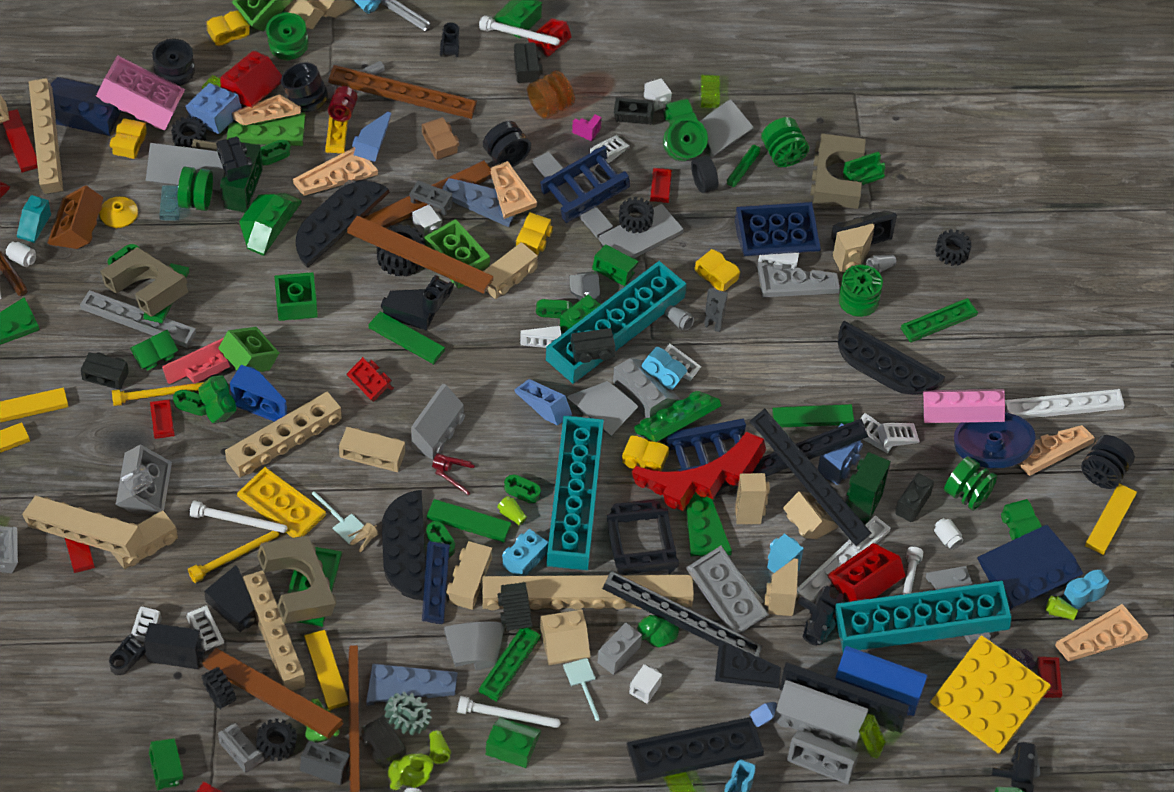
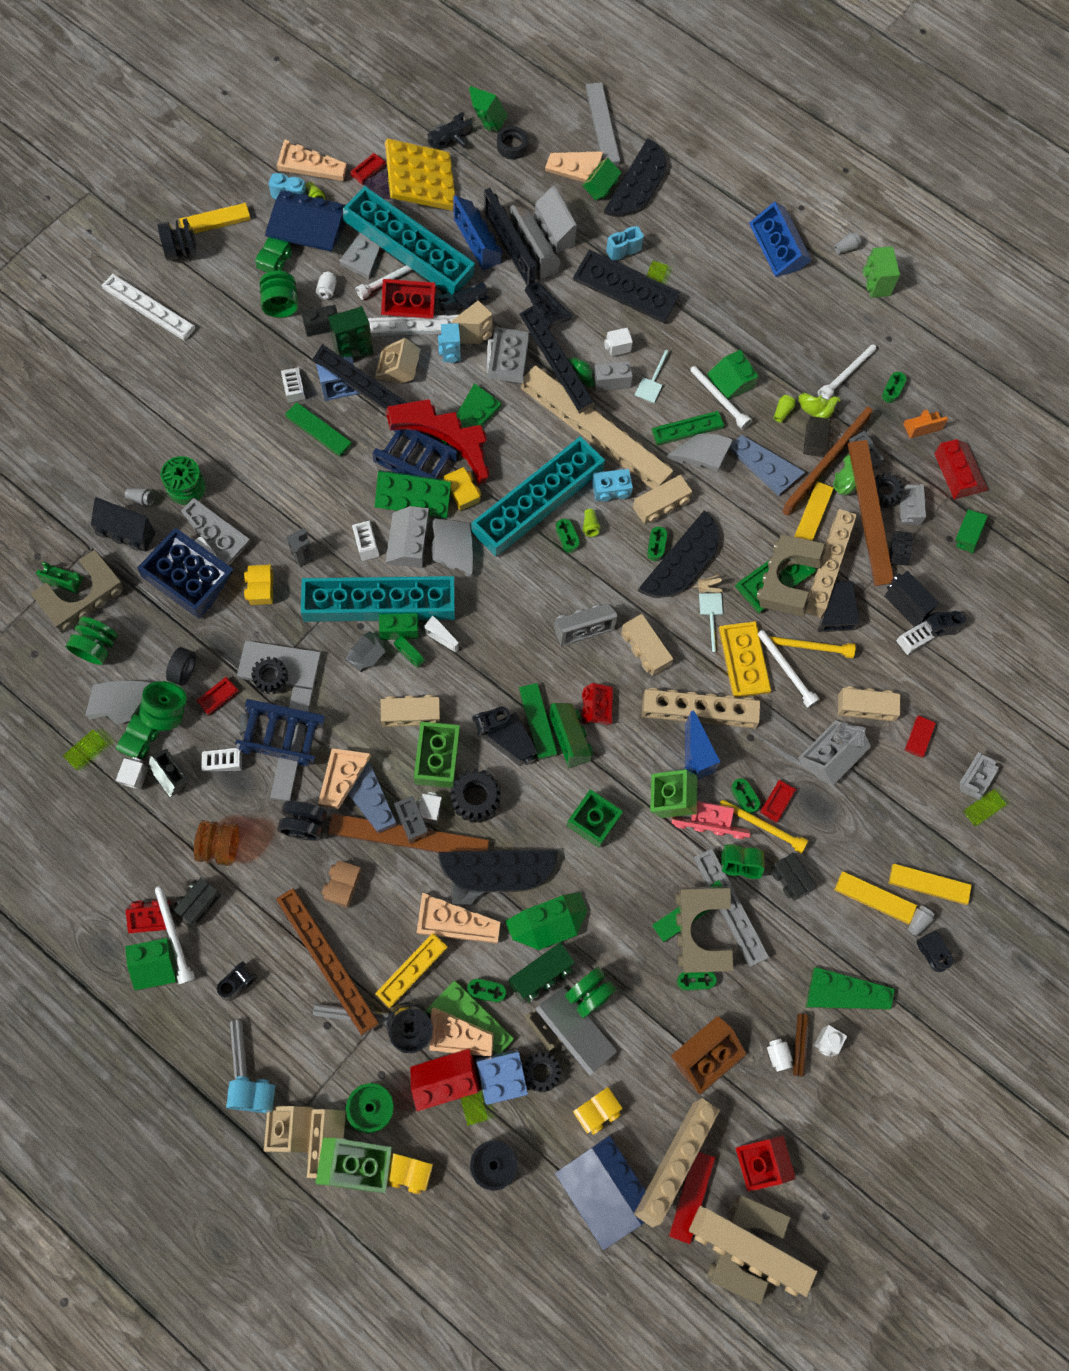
camera: 140 degrees left, 15 degrees up
(33, 218) = (743, 1085): teal slope -> none
(83, 526) = (912, 740): tan brick -> none
(121, 217) = (651, 1038): yellow dish -> none
(140, 93) = (552, 1148): bright pink slope -> none
(169, 204) = (613, 1009): clear light blue plate -> none
(204, 612) = (868, 617): white slope -> none
(217, 399) = (730, 772): green brick -> none
(233, 158) = (548, 973): black brick -> none
(342, 104) = (394, 978): dark red wheel -> none
(370, 336) = (570, 734): none -> green slope
(371, 138) = (401, 923): medium blue slope -> none
(407, 713) = (787, 439): sand green gear -> none
(420, 254) = (474, 765): dark orange tile -> none
(435, 582) = (690, 511): dark blue tile -> none
(444, 463) = (606, 595): dark red plant -> none
(469, 520) = (625, 542): green tile -> none
(515, 605) = (658, 445): pearl dark grey brick -> none
(534, 232) = (359, 728): yellow brick -> none
(544, 401) = (490, 586): medium blue slope -> none
(565, 637) = (637, 414): tan slope -> none
(586, 128) = (216, 796): dark pink panel -> none
(593, 345) = (424, 575): pearl dark grey brick -> none
(614, 265) = (327, 651): green hinge -> none
(645, 561) = (540, 411): black wedge -> none
(664, 368) = (384, 534): medium azure brick -> none
(679, 317) = (327, 567): light grey cone -> none
(743, 165) = (138, 659): green axle -> none
(751, 498) = (434, 386): tan brick -> none
(763, 713) = (564, 270): medium blue slope -> none
(810, 477) = (381, 368): black tile -> none
(852, 246) = (154, 508): tan slope -> none
(872, 736) = (520, 202): clear neon green tile -> none
(885, 362) = (228, 425): black plate -> none
(886, 439) = (288, 371): white slope -> none
(939, 320) = (152, 426): green tile -> none
(949, 255) = (78, 475): black tyre -> none
(964, 405) = (214, 349): bright pink slope -> none
(996, 442) = (226, 311): dark blue dish -> none
(1056, 447) = (200, 286): light nougat wing -> none

